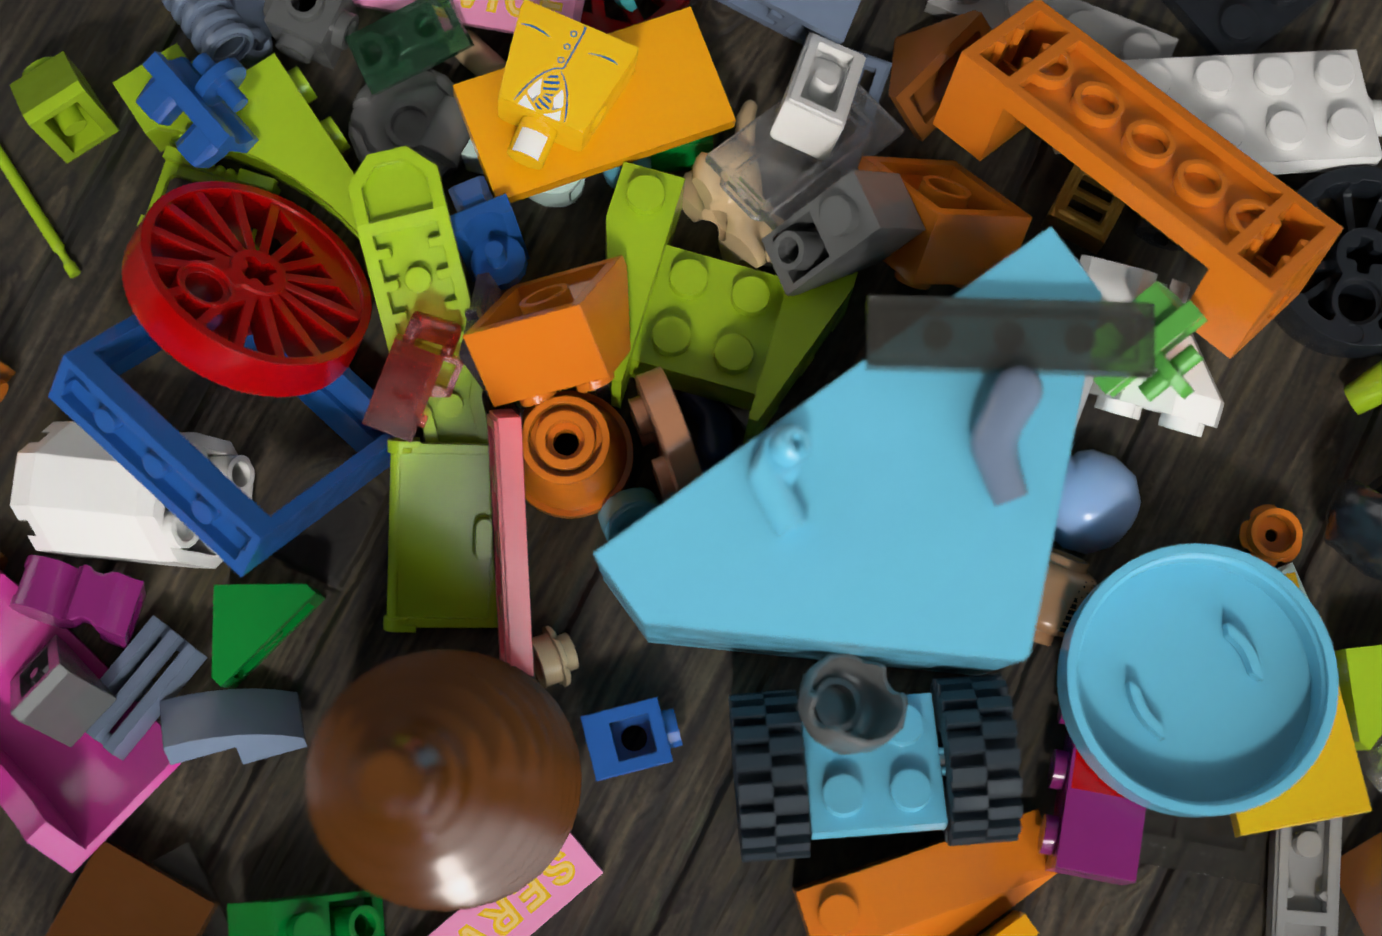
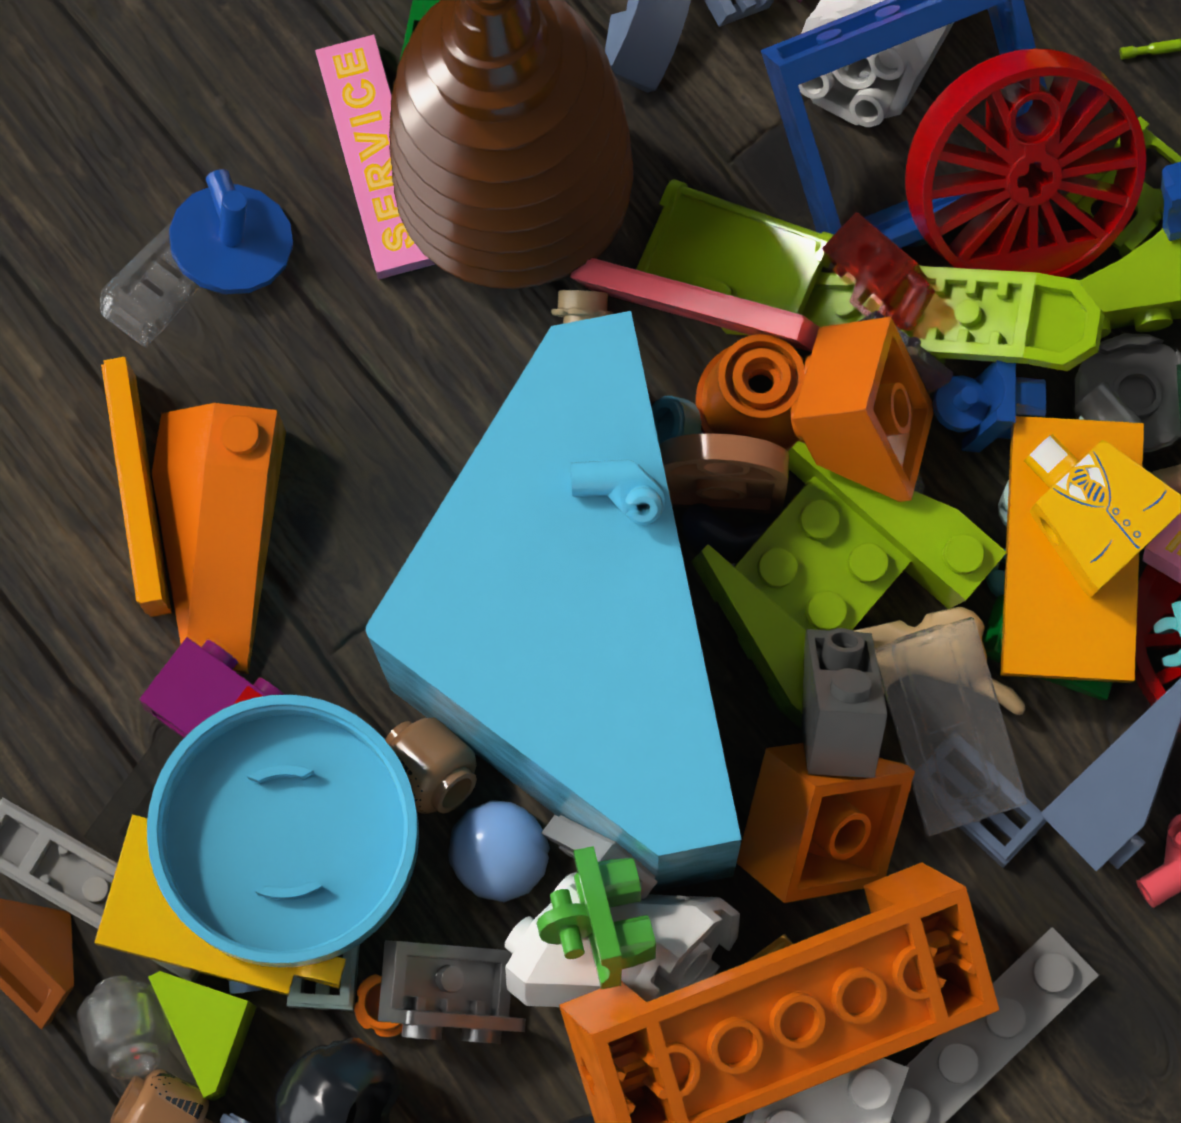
camera: 120 degrees right, 5 degrees down
(253, 623) = (729, 73): green slope -> none
(605, 732) = (476, 320): blue brick -> none
(818, 97) = (994, 760): white slope -> none
(850, 704) = (401, 504): dark grey hair -> none
(925, 65) = (997, 898): dark orange slope -> none
(942, 771) = (349, 516): black plate -> none
(998, 431) = (571, 692): sand blue arm -> none
(1008, 333) = (654, 747): clear smoke tile -> none
(1246, 477) = (446, 987): none -> flat silver bracket

